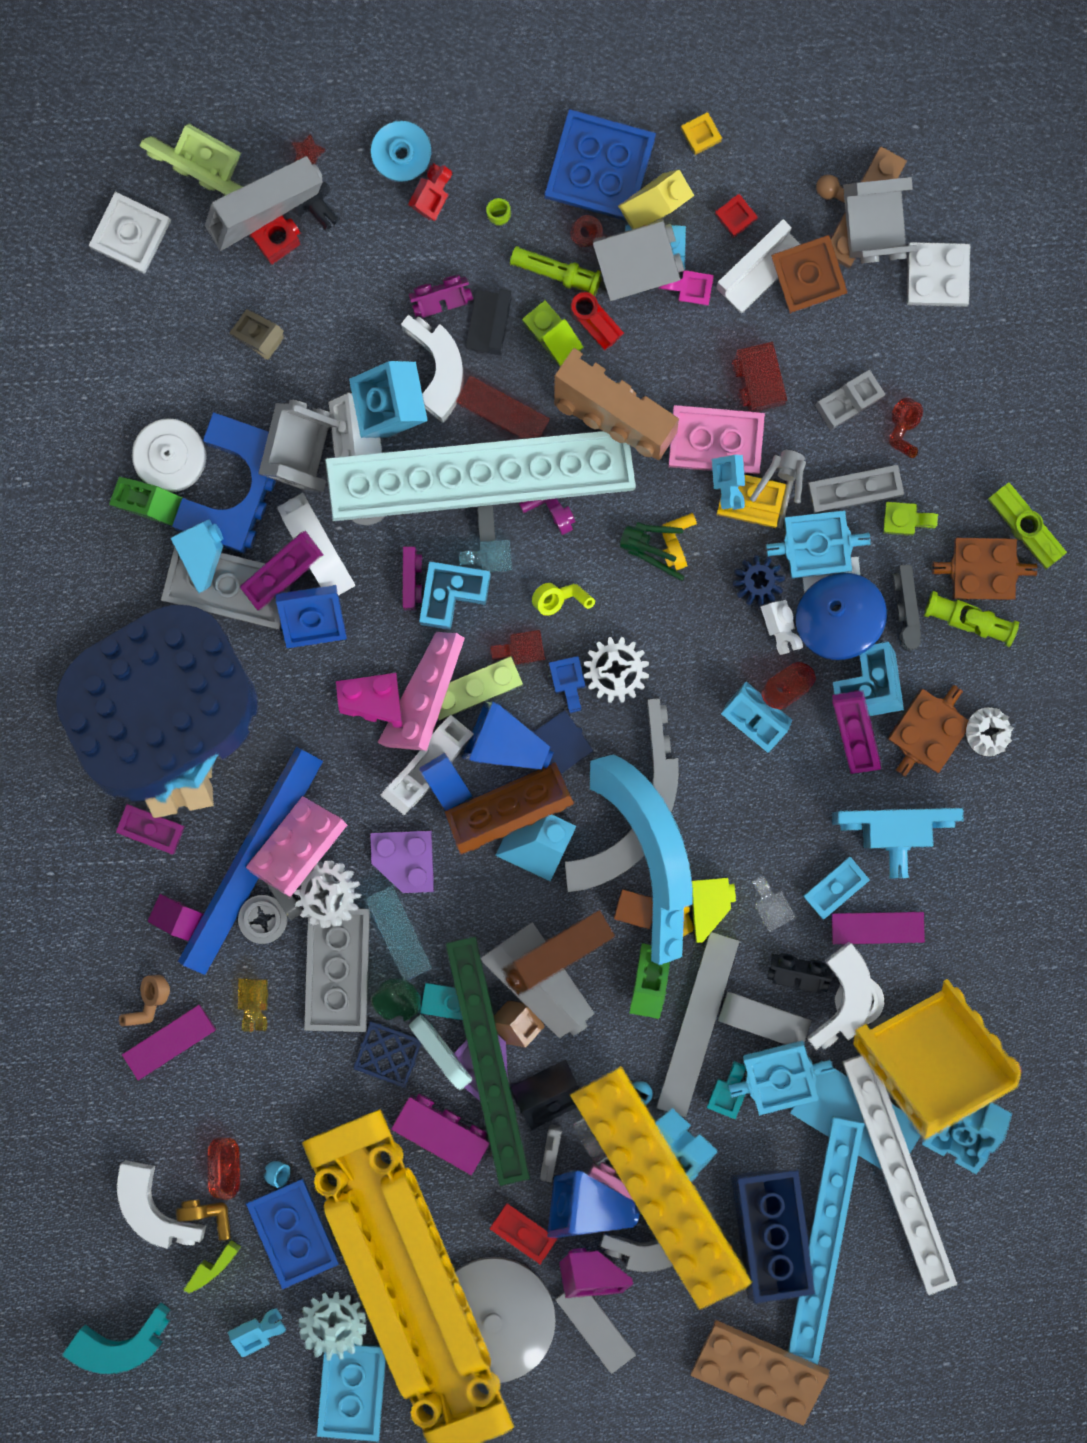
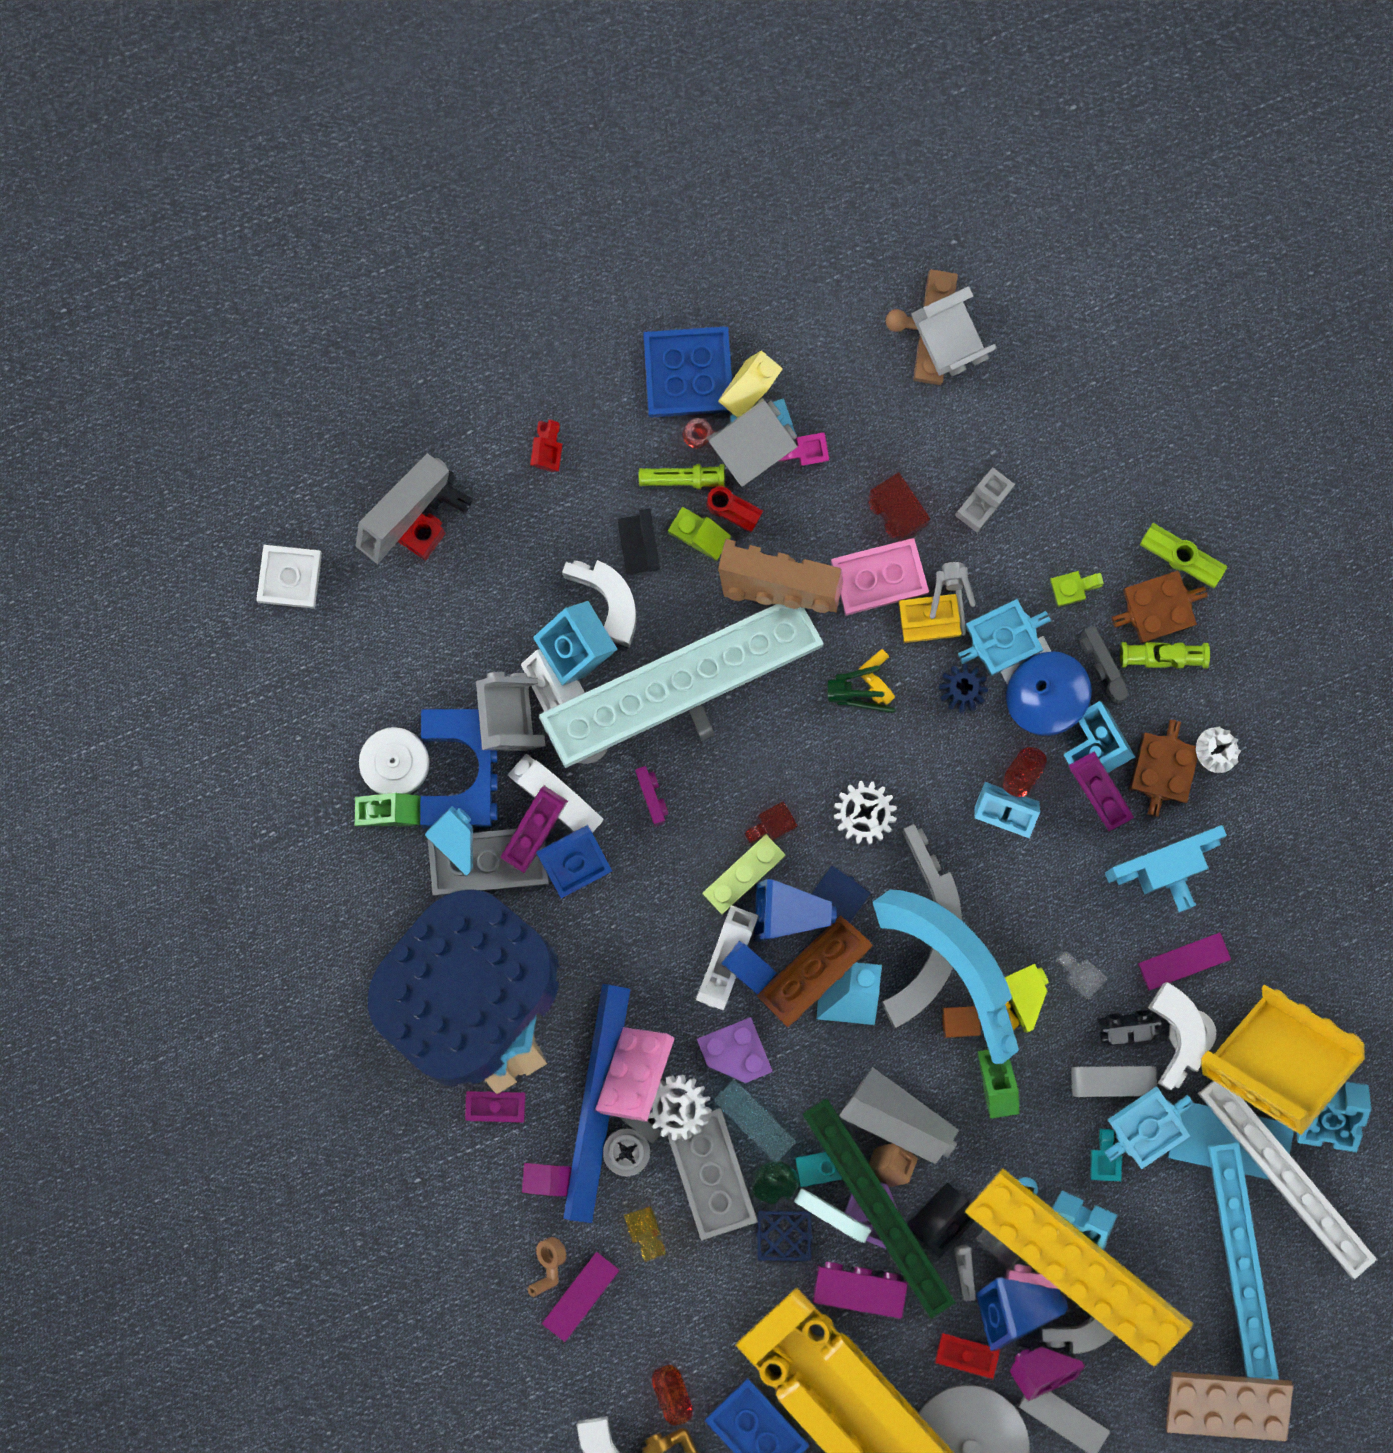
camera: 20 degrees left, 5 degrees down
(198, 156) = (328, 487): yellowish green bracket -> none
(258, 333) = (435, 625): dark tan slope -> none
(277, 1174) = (723, 1382): medium azure hinge -> none
(309, 149) = (421, 448): clear red piece -> none
(371, 698) = (654, 916): dark pink wing -> none
(396, 137) = (502, 407): medium azure dish -> none
(425, 694) = (700, 907): bright pink wing -> none
(429, 297) = (595, 527): magenta hinge -> none
(445, 586) = (687, 789): medium azure brick -> none
(493, 556) = (716, 750): clear light blue plate -> none
(498, 207) = (610, 440): lime hinge -> none
(501, 410) = (678, 617): clear red plate -> none
(549, 598) = (783, 769): neon yellow plate -> none
(557, 953) = (908, 1085): reddish brown slope -> none
(562, 516) = (765, 692): magenta plate -> none
(568, 678) = (824, 835): blue plate -> none
(697, 1024) = (1054, 1106): light grey tile -> none
(701, 133) = (767, 313): yellow plate -> none
(727, 477) = (903, 605): medium azure plate -> none
(736, 215) = (824, 373): red plate -> none
(756, 269) = (863, 411): white panel -> none
(773, 1235) = (1194, 1274): dark blue slope -> none
(780, 623) = (996, 719): white plate -> none
(809, 273) = (909, 401): dark orange plate -> none
(836, 888) = (1134, 938): medium azure plate -> none
(855, 489) = (1019, 576): light grey plate -> none
(905, 416) = (1040, 496): clear red plate -> none
(938, 274) = (1022, 363): white plate -> none

